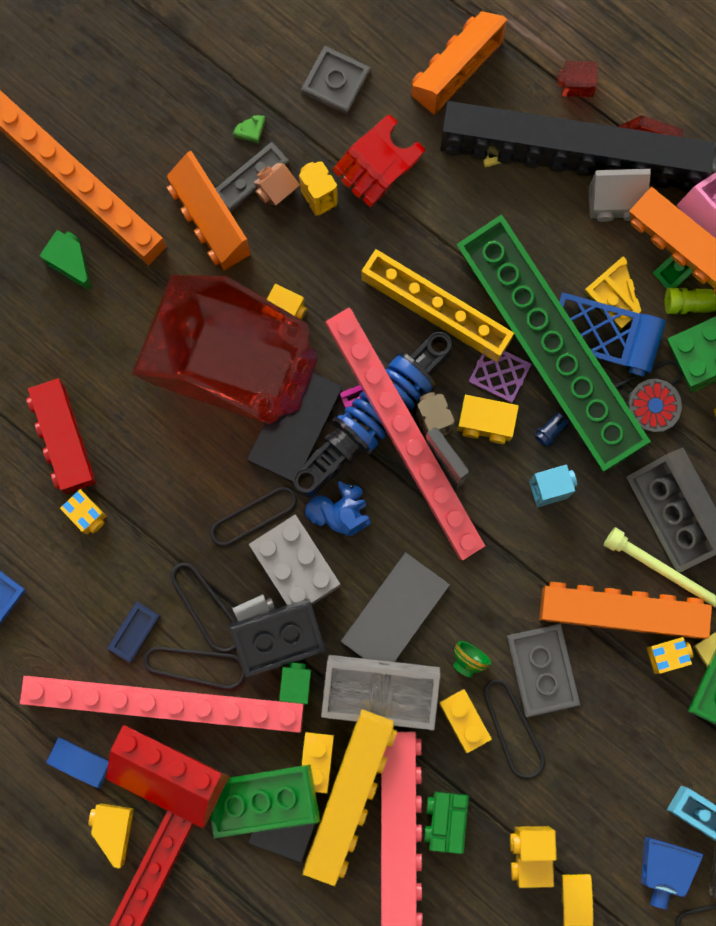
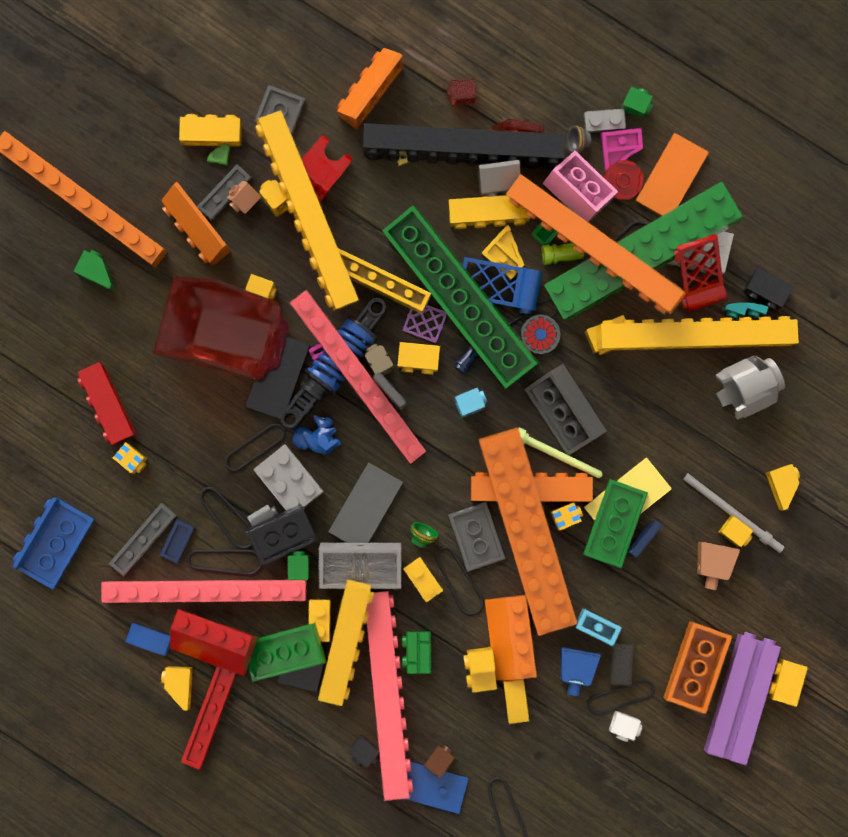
camera: 10 degrees left, 5 degrees up
(87, 624) = (142, 539): none -> dark grey tile
(242, 95) = (210, 130): none -> yellow brick
(360, 206) = (307, 210): none -> yellow brick
(579, 815) = (510, 637): none -> orange slope
(595, 235) = (484, 211): none -> yellow brick
(617, 671) = (528, 531): none -> orange brick

